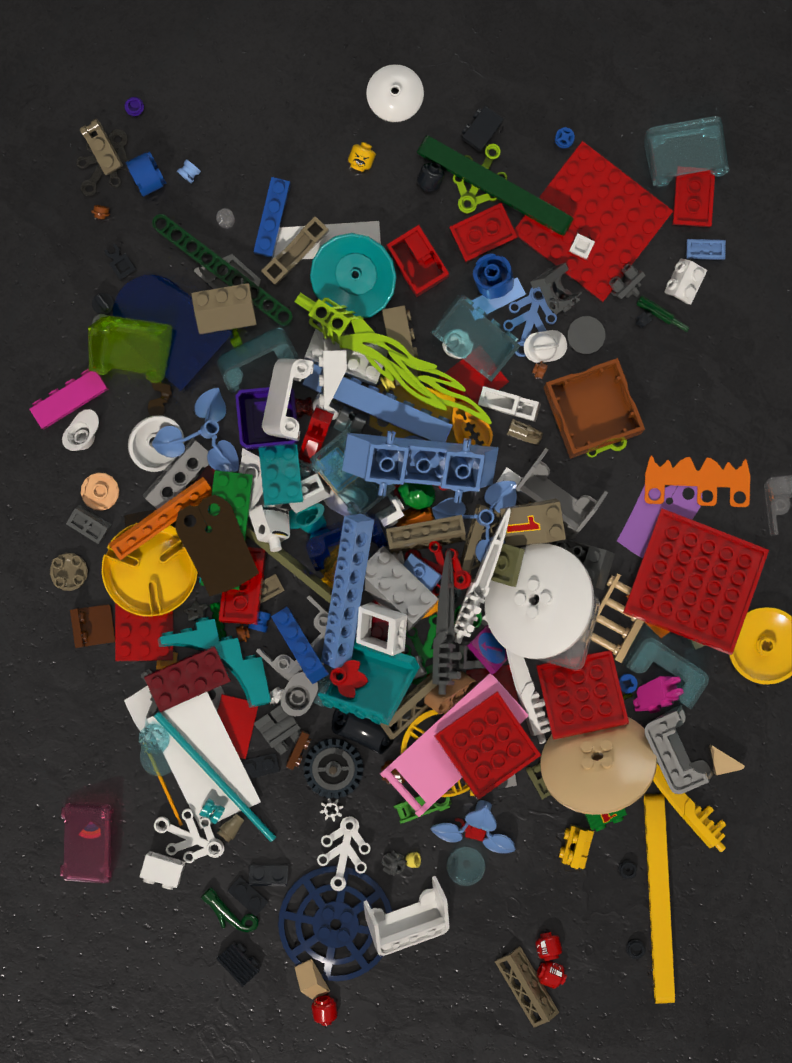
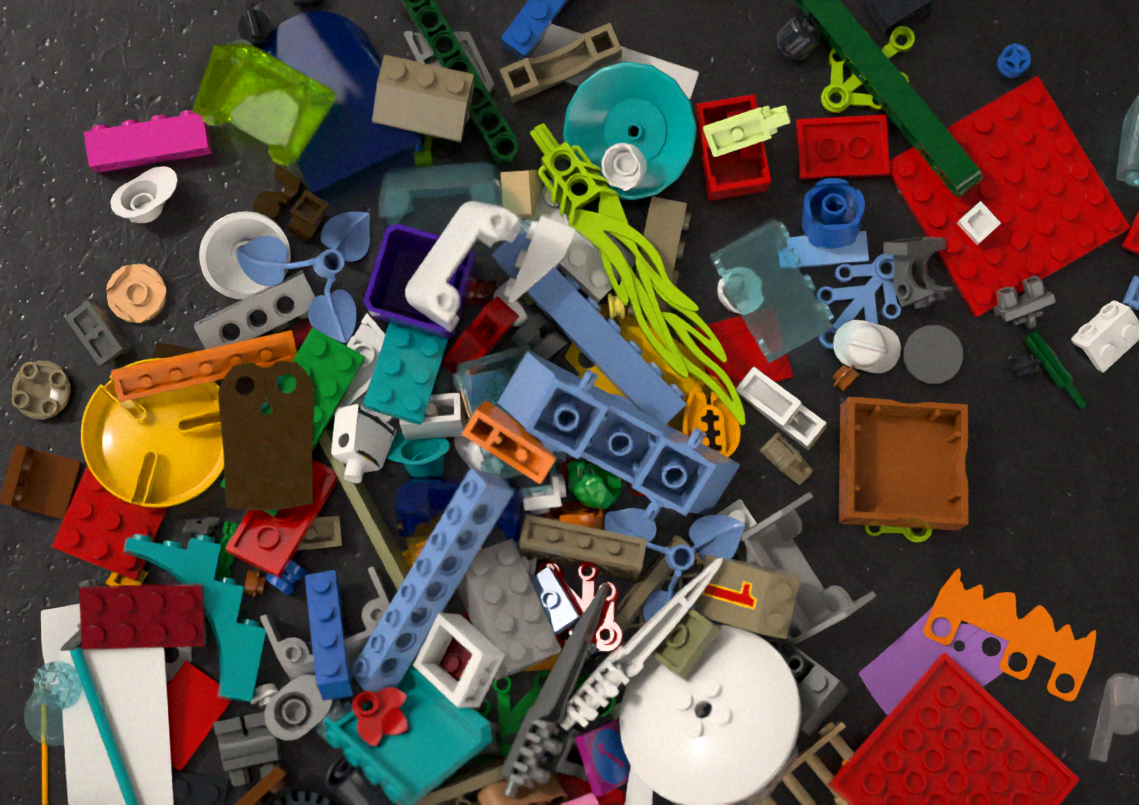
camera: 20 degrees right, 5 degrees down
(183, 405) = (308, 216): none -> dark brown leg
(303, 339) = (521, 192): none -> tan slope
(357, 490) = (508, 441): none -> orange slope
(358, 299) = (624, 166): none -> white hair
(421, 249) = (745, 129): none -> yellowish green hinge

